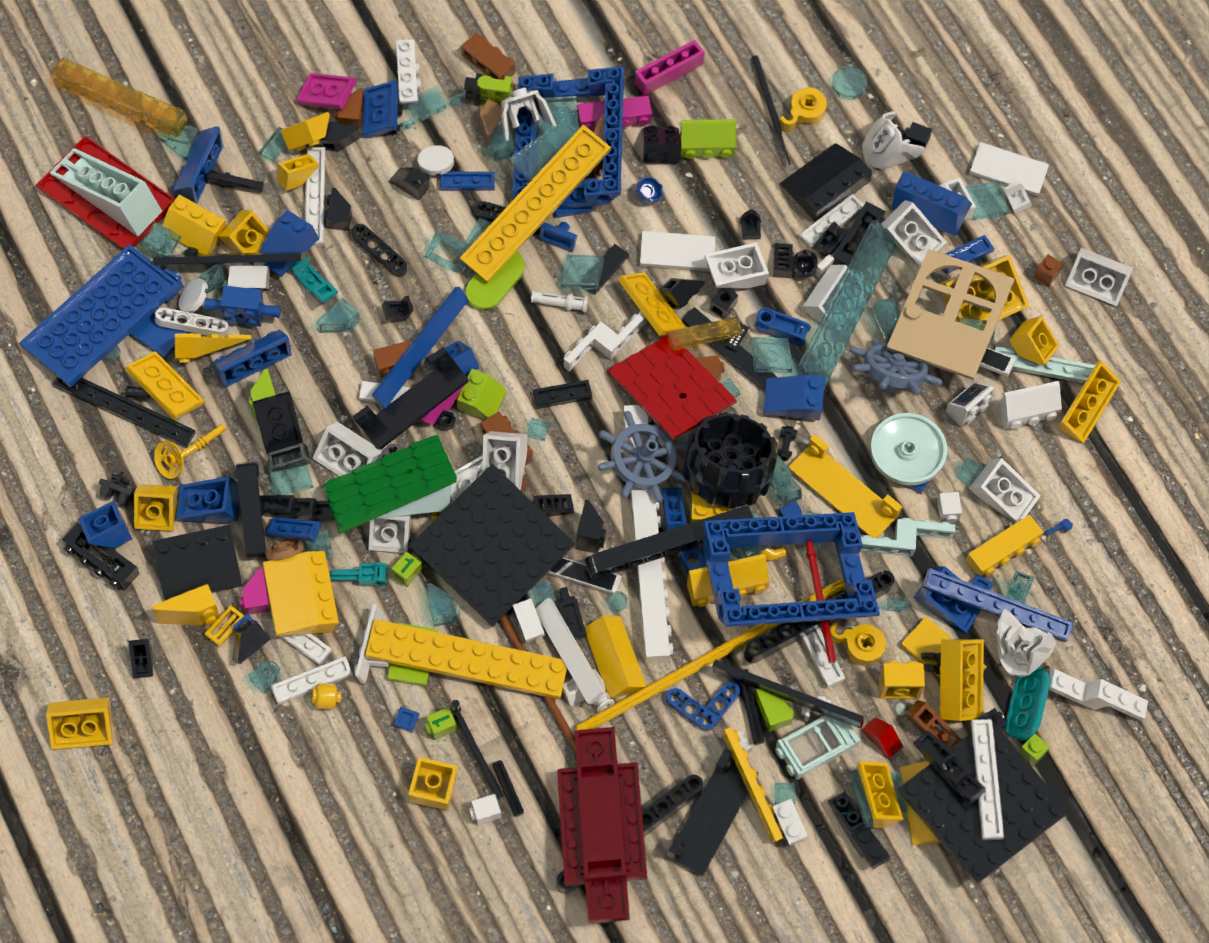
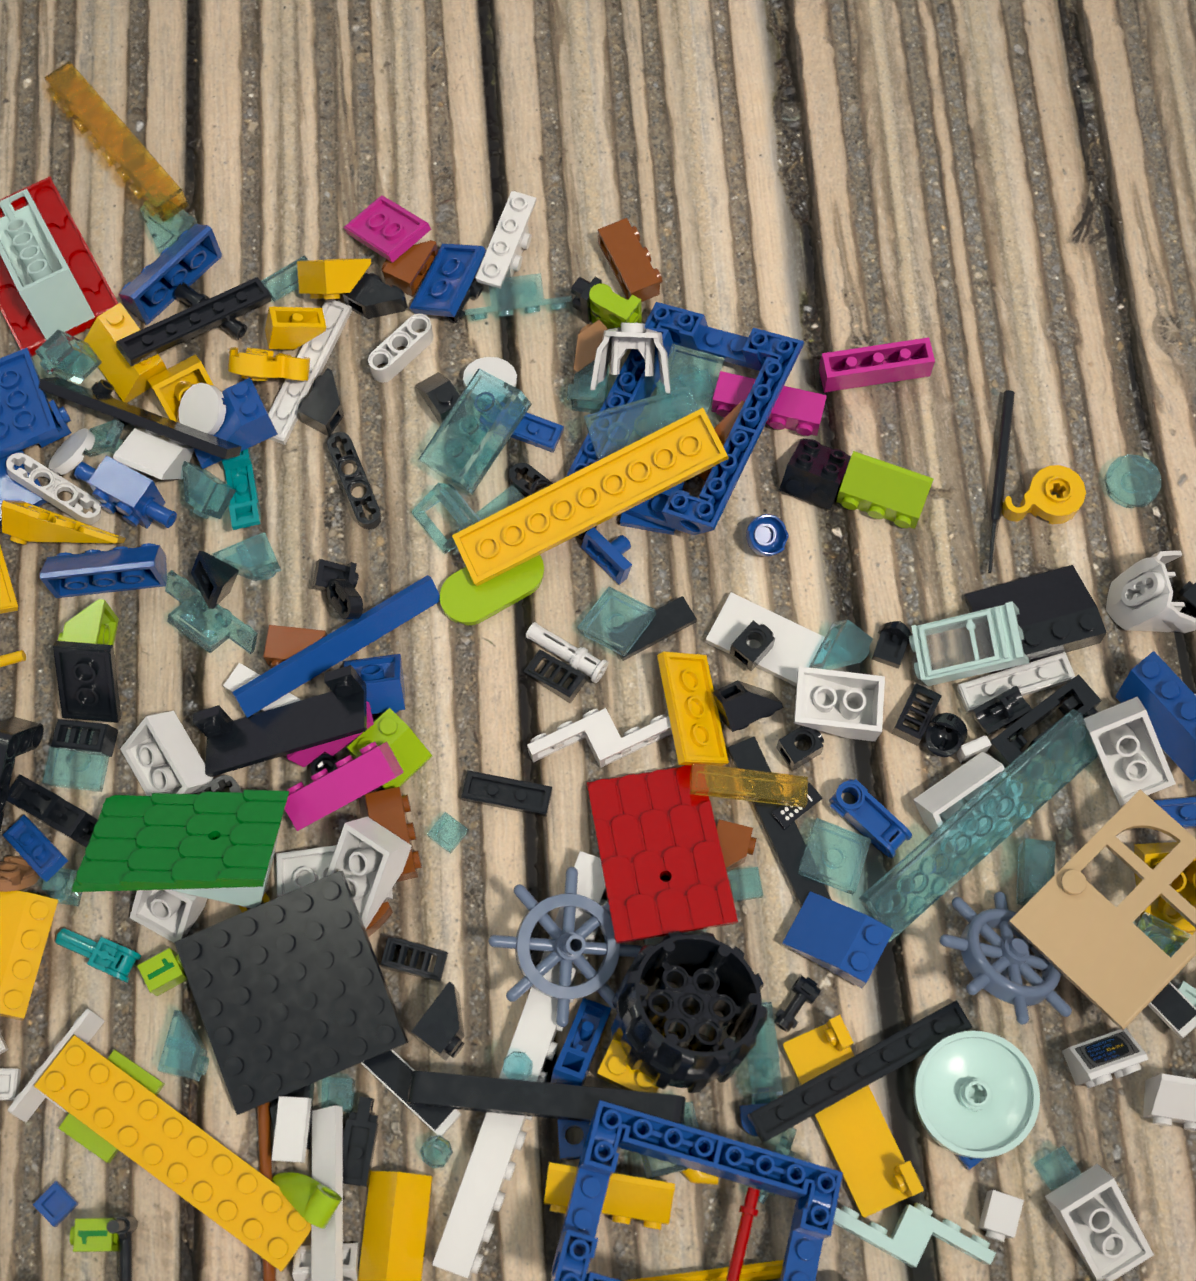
camera: 30 degrees right, 5 degrees up
(232, 189) = (193, 321): none -> black tile
(266, 238) = (202, 408): none -> white tile
(289, 200) = (261, 365): none -> yellow piece
(291, 288) = (205, 491): none -> clear light blue slope
(322, 336) = (213, 578): none -> black slope
(328, 362) = (204, 625): none -> clear light blue bracket
(370, 153) = (399, 359): none -> white beam
(413, 313) = (345, 599): none -> black beam
(444, 191) = (475, 430): none -> clear light blue slope
(467, 419) = (343, 785): none -> dark pink brick
(559, 648) = (309, 1197): none -> lime piece
(567, 311) = (572, 690): none -> black slope
(644, 530) = (518, 1066): none -> clear light blue tile
(670, 261) = (750, 656): none -> black brick
(723, 235) = (842, 646): none -> clear light blue slope
(796, 207) = (968, 645): none -> light aqua door
(837, 464) = (857, 1072): none -> black tile

